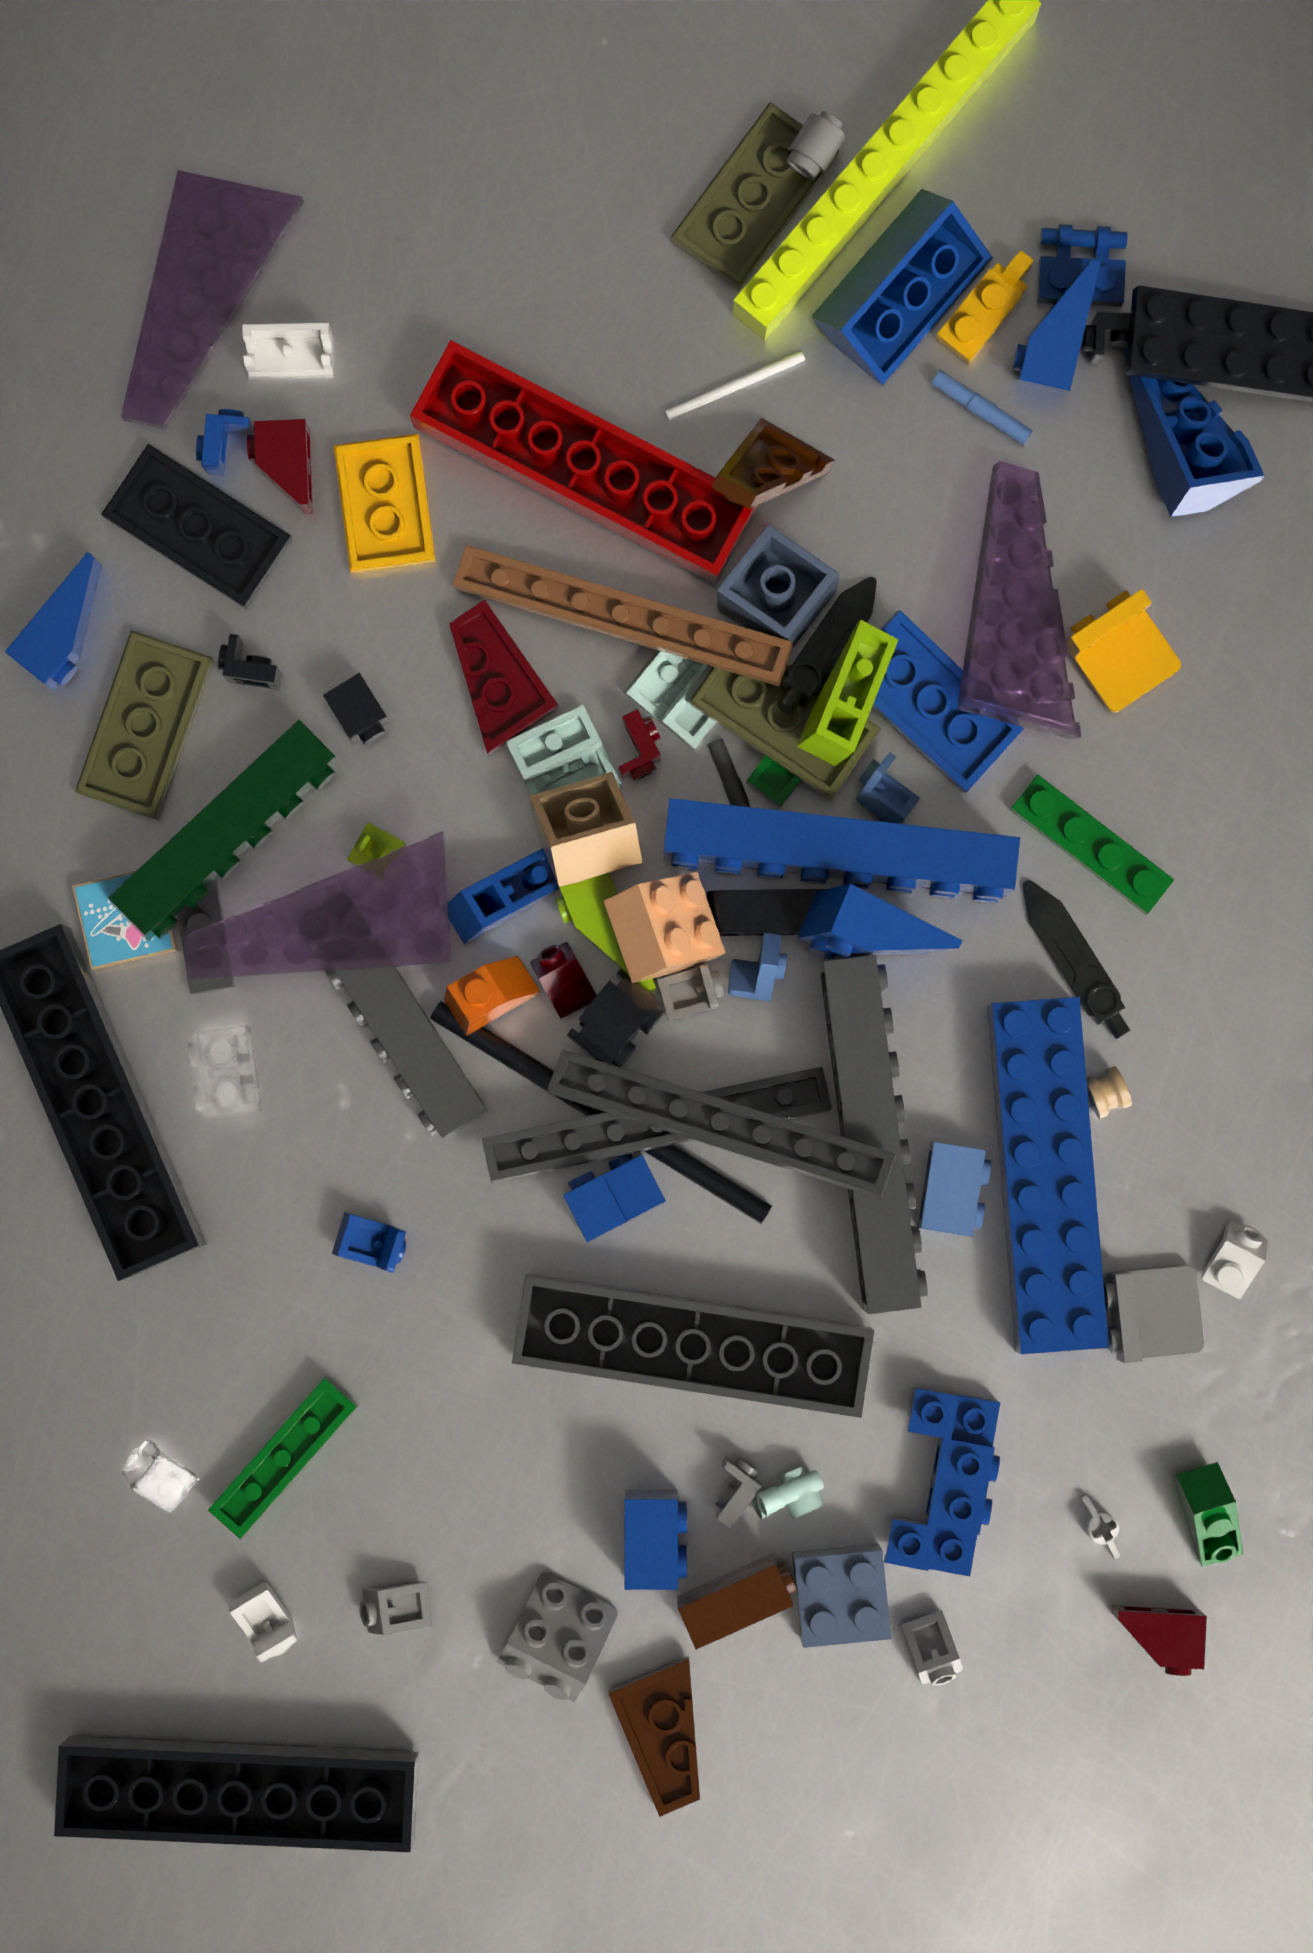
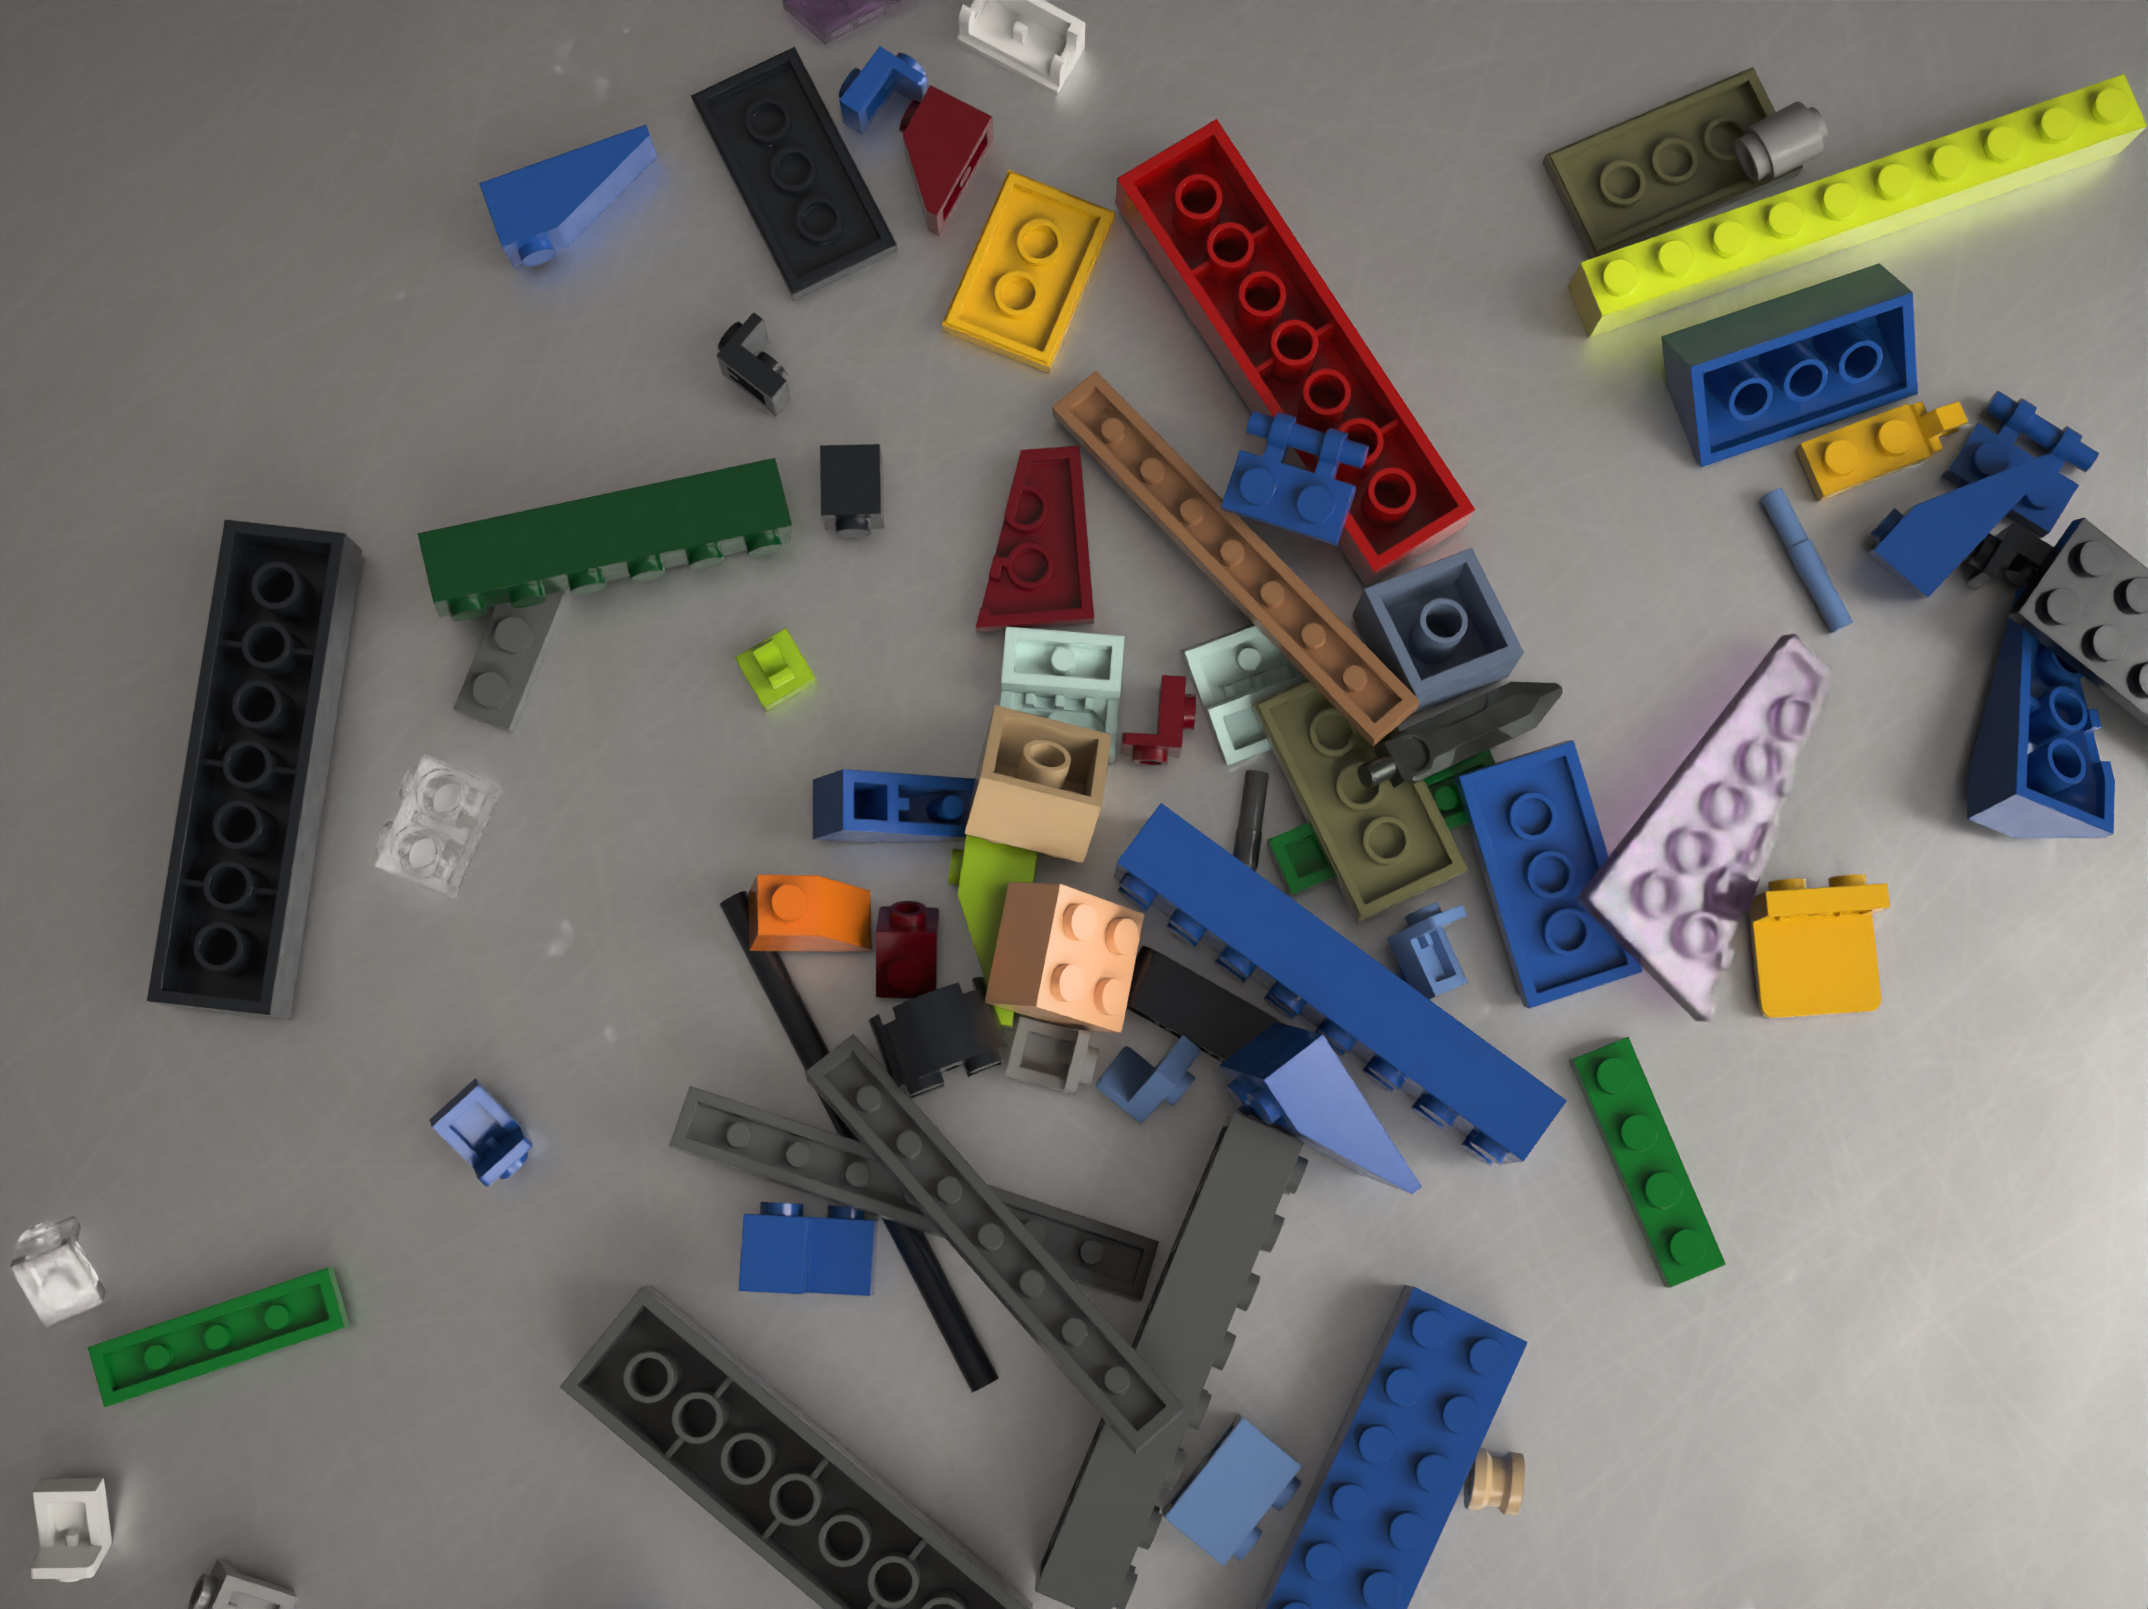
camera: 25 degrees right, 5 degrees down
(106, 933) = (398, 583): medium azure tile -> none
(144, 725) = (593, 366): olive tile -> none
(357, 919) = (696, 730): clear purple wing -> none
(413, 1046) = (677, 876): dark grey brick -> none
(635, 558) = (1288, 495): none -> blue plate
(734, 385) = (1523, 368): white axle -> none
(769, 466) = (1511, 480): reddish brown wing -> none
(848, 695) = (1452, 805): lime slope -> none
(1074, 958) = (1547, 1291): pearl dark grey piece -> none

